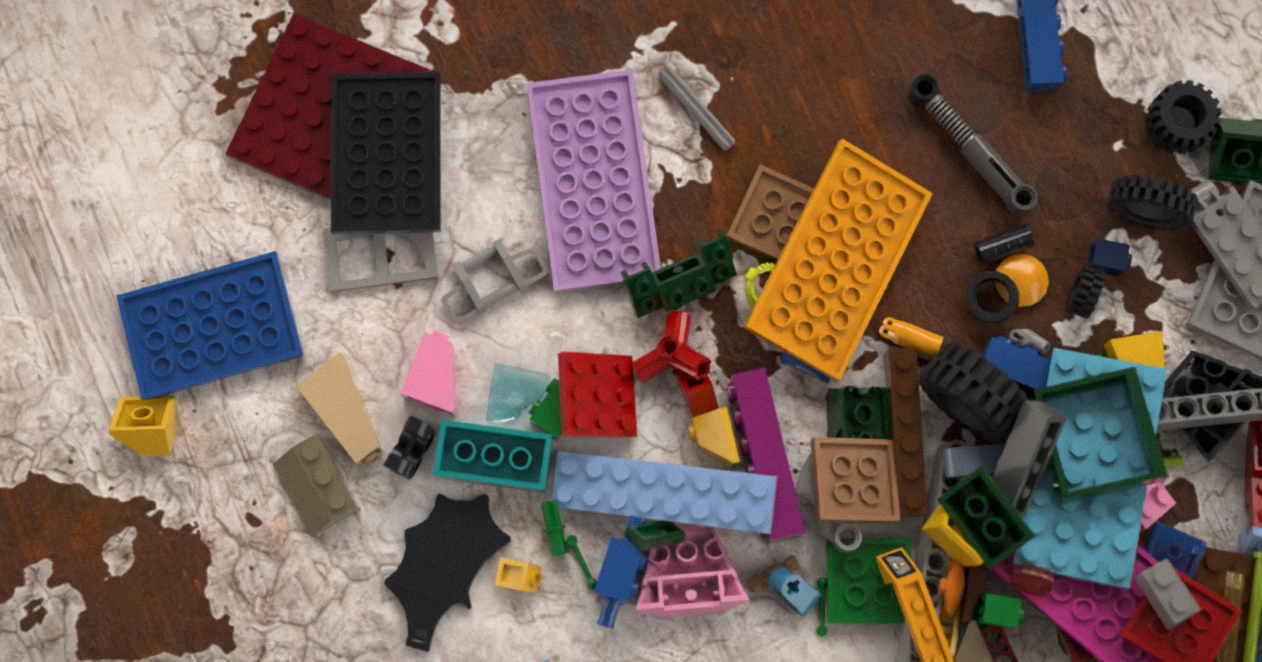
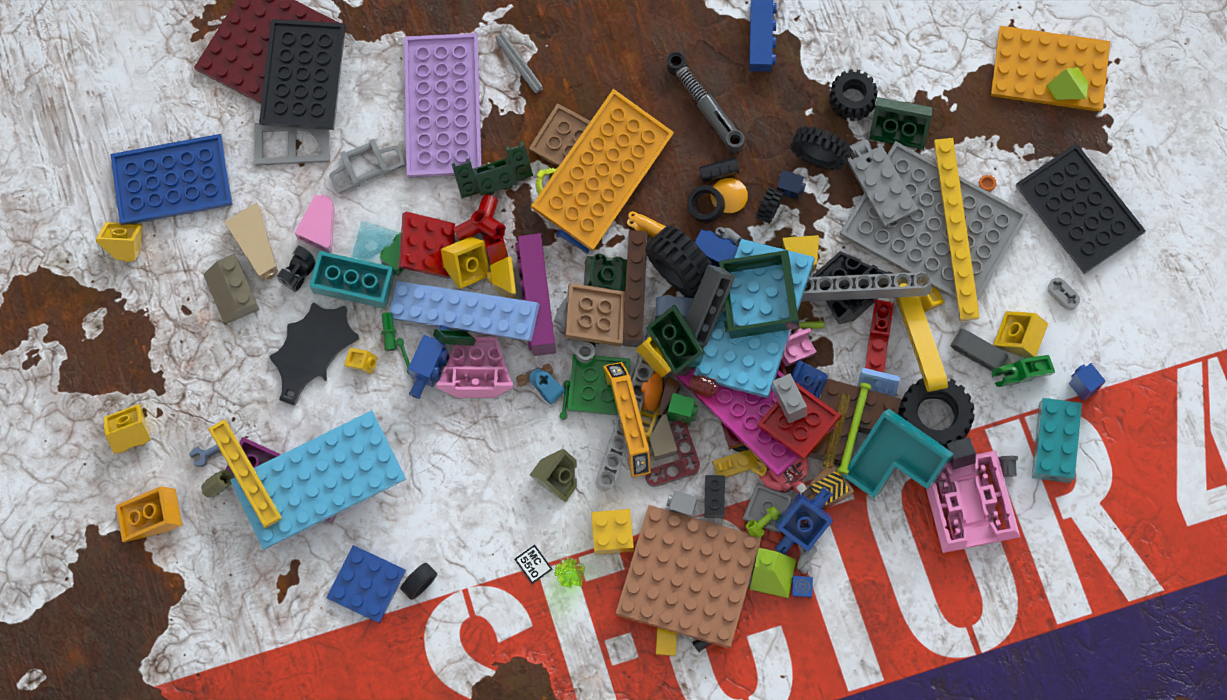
camera: 10 degrees right, 5 degrees down
(656, 414) = (466, 261): none -> yellow slope

